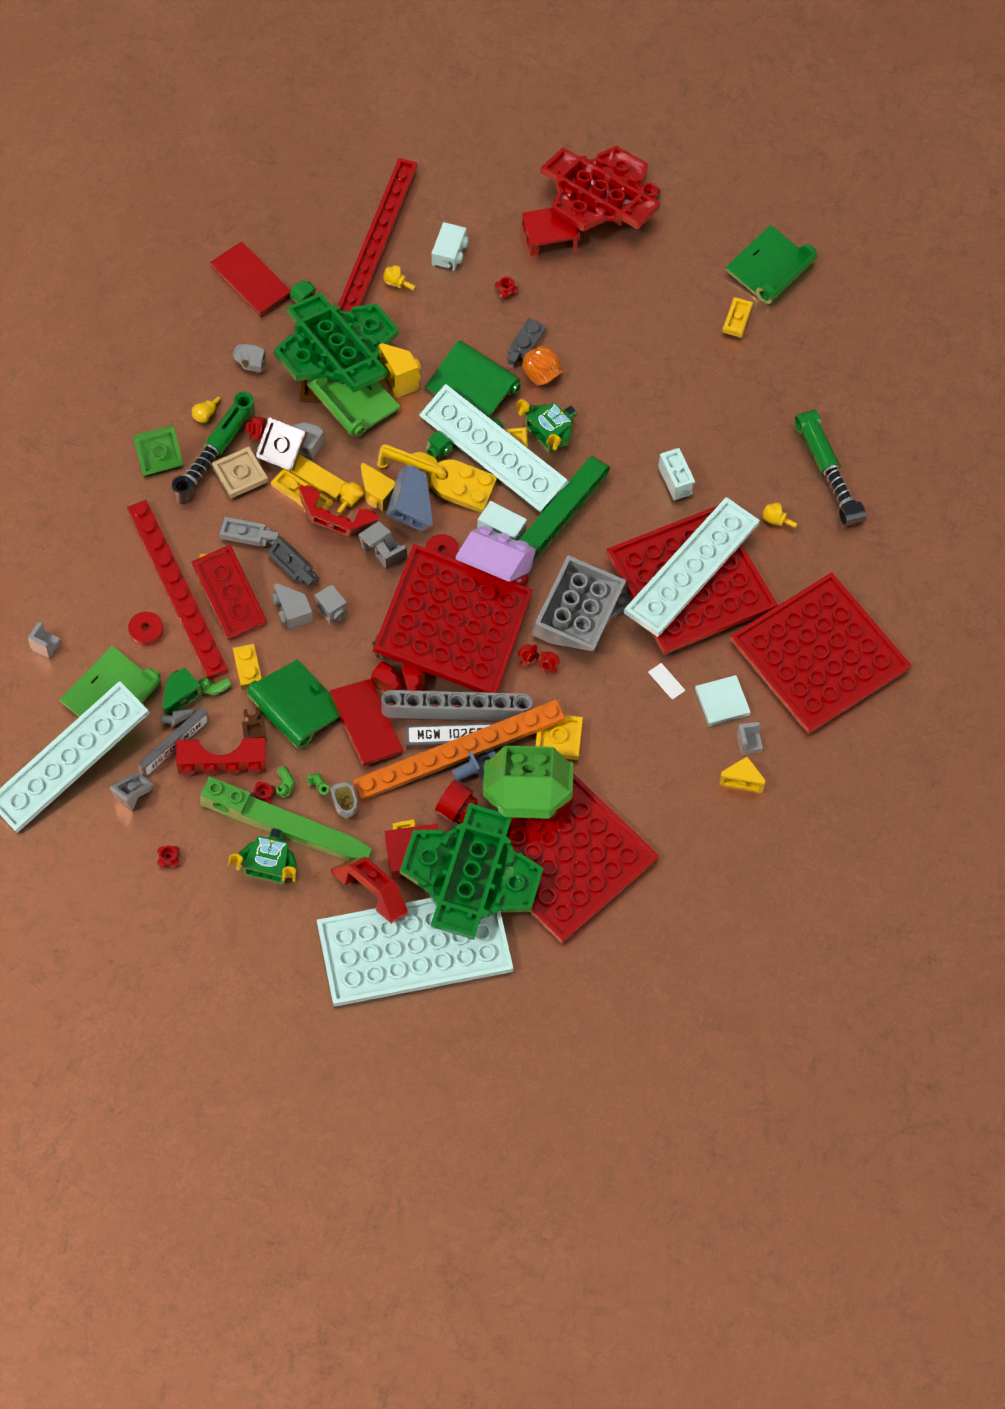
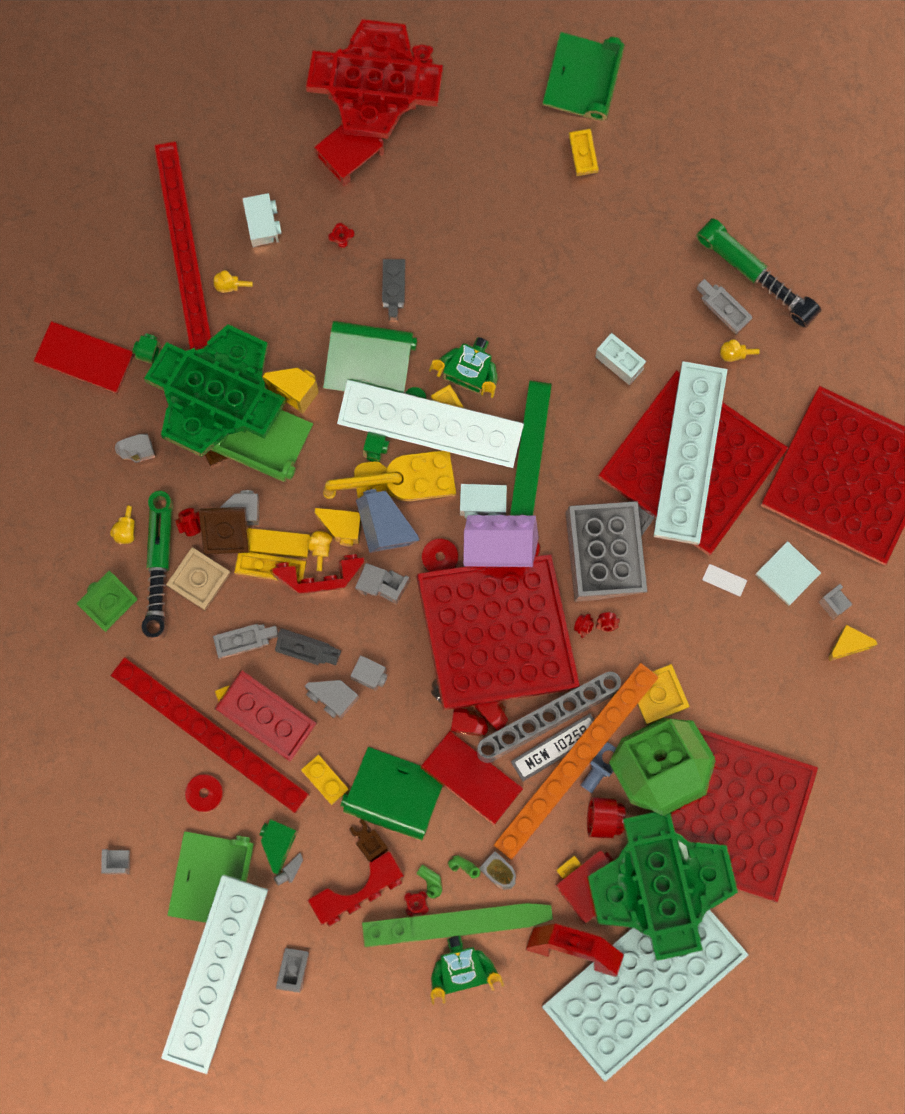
camera: 25 degrees left, 15 degrees up
(166, 850) = (371, 1020): red plate -> none
(168, 746) = (303, 896): flat silver tile -> none
(214, 688) = (305, 821): bright green arm -> none
(541, 365) = (426, 306): orange hair -> none
(787, 479) = (724, 306): none -> light grey hinge

